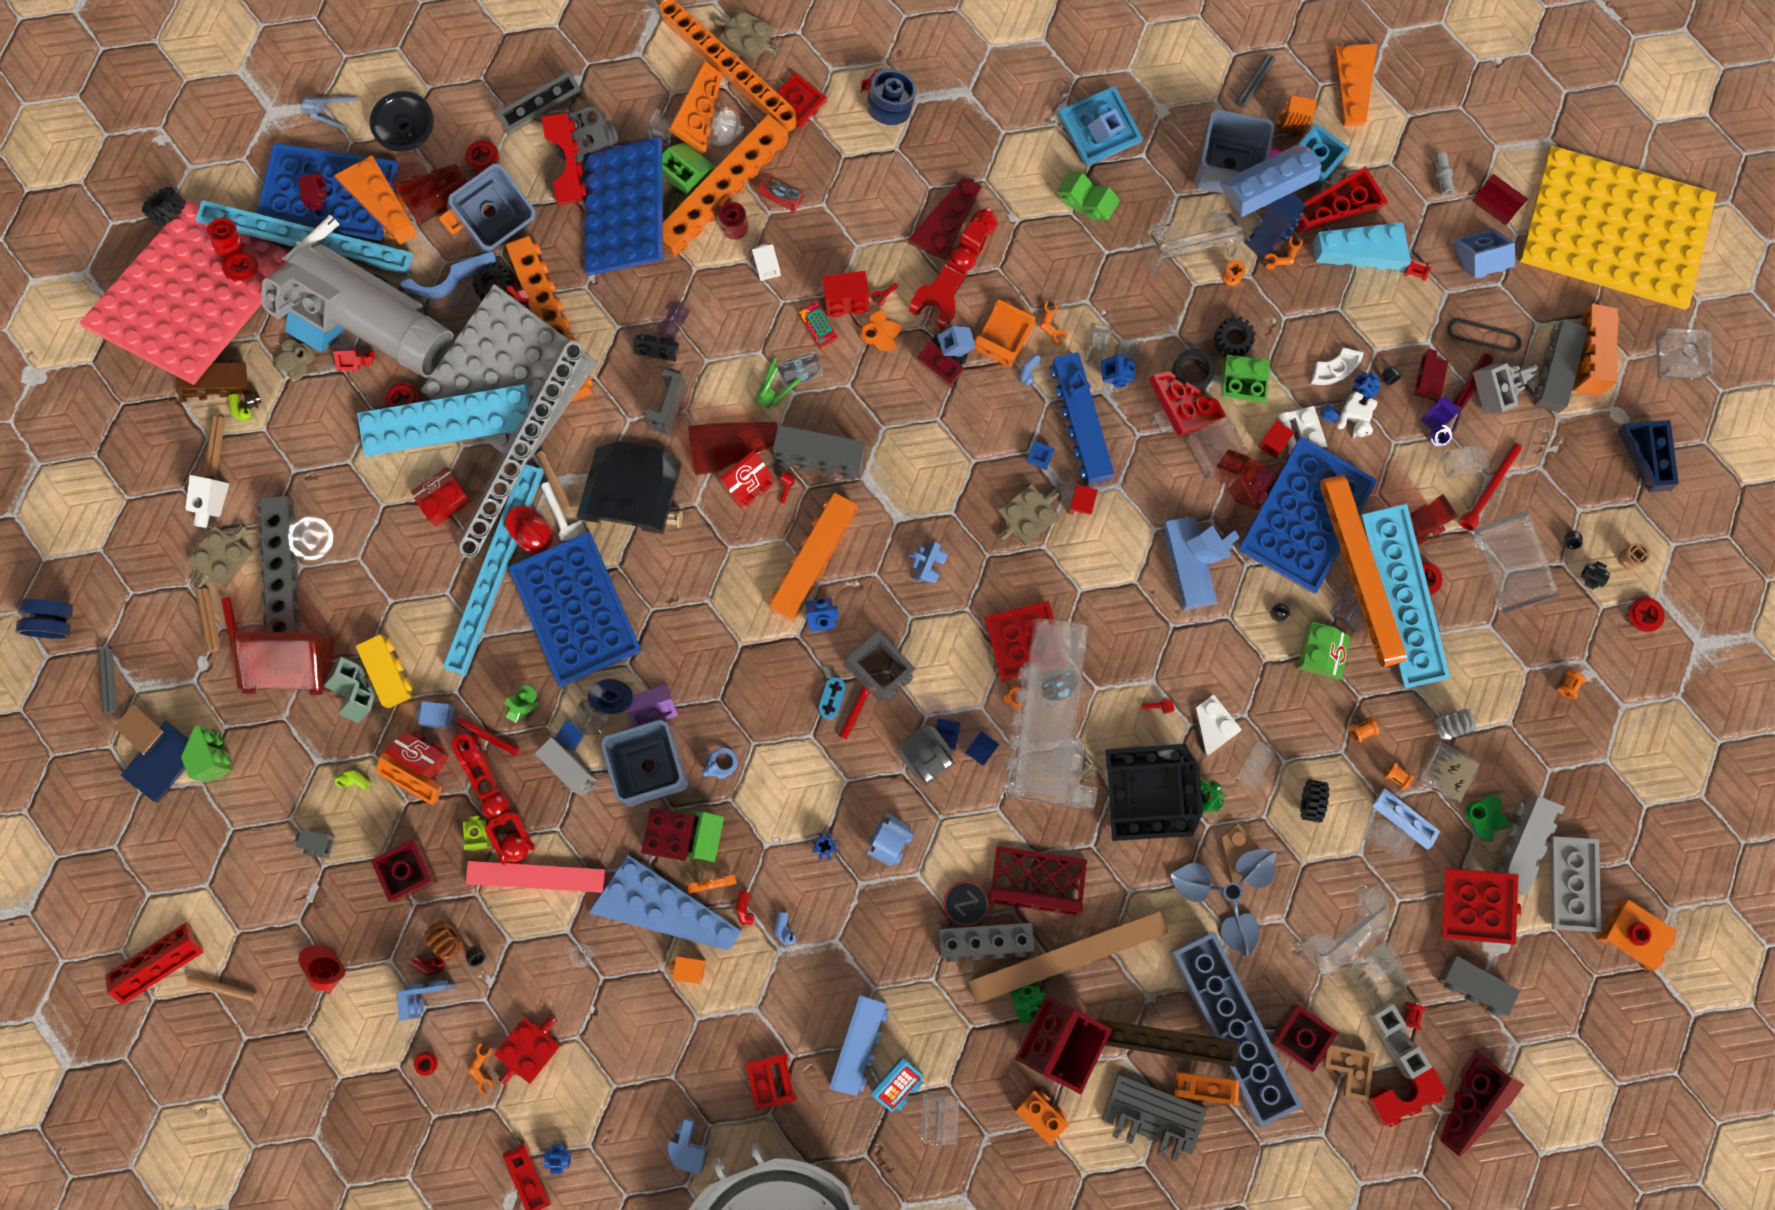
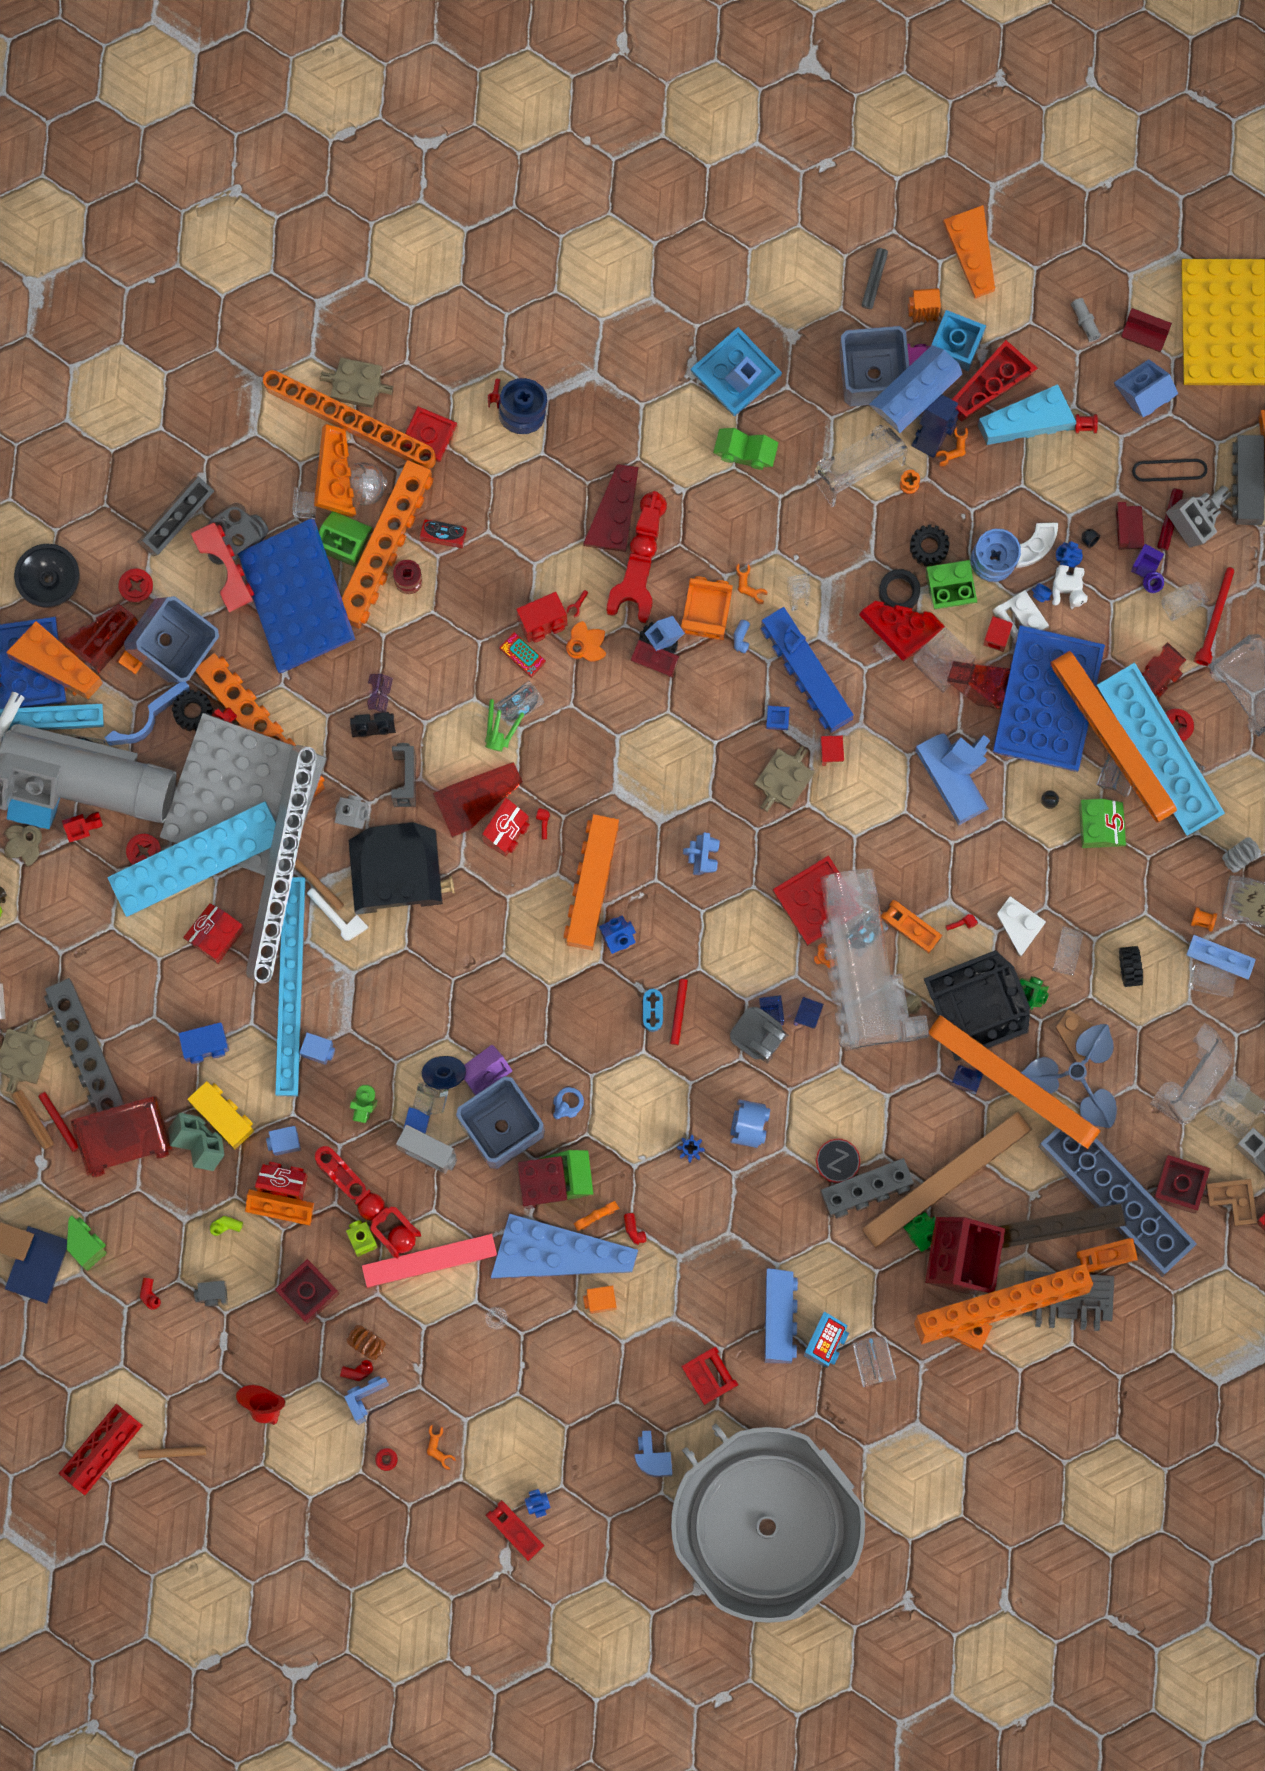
camera: 15 degrees left, 0 degrees up
(254, 824) = (147, 1296): none -> red arm
(309, 537) = (105, 1010): clear cylinder -> none
(392, 596) = (204, 1043): none -> blue brick
(475, 956) = (398, 1349): black hinge -> none
(488, 736) = (341, 1146): red bar -> none
(498, 636) = (317, 1049): none -> medium blue brick
(527, 1050) = (476, 1418): red plate -> none
(529, 529) = (311, 939): red piece -> none
(575, 609) = (381, 1001): blue plate -> none
(607, 421) = (351, 811): none -> light grey brick
(766, 262) = (452, 607): white brick -> none
(781, 930) = (676, 1238): medium blue arm -> none
(819, 452) = (566, 779): dark grey brick -> none
(852, 664) = (681, 983): dark grey window -> none
(1040, 900) = (904, 1137): dark red fence -> none
(1087, 1107) = (1003, 1304): none -> orange brick
(1108, 694) = (912, 927): none -> orange plate
(1118, 370) = (827, 613): blue brick -> none
(1118, 862) = (967, 1079): none -> clear blue panel
(1166, 883) = (1014, 1081): none -> orange beam
(1296, 363) = (1000, 544): none -> medium blue wheel
(1364, 730) = (1159, 886): orange bush -> none

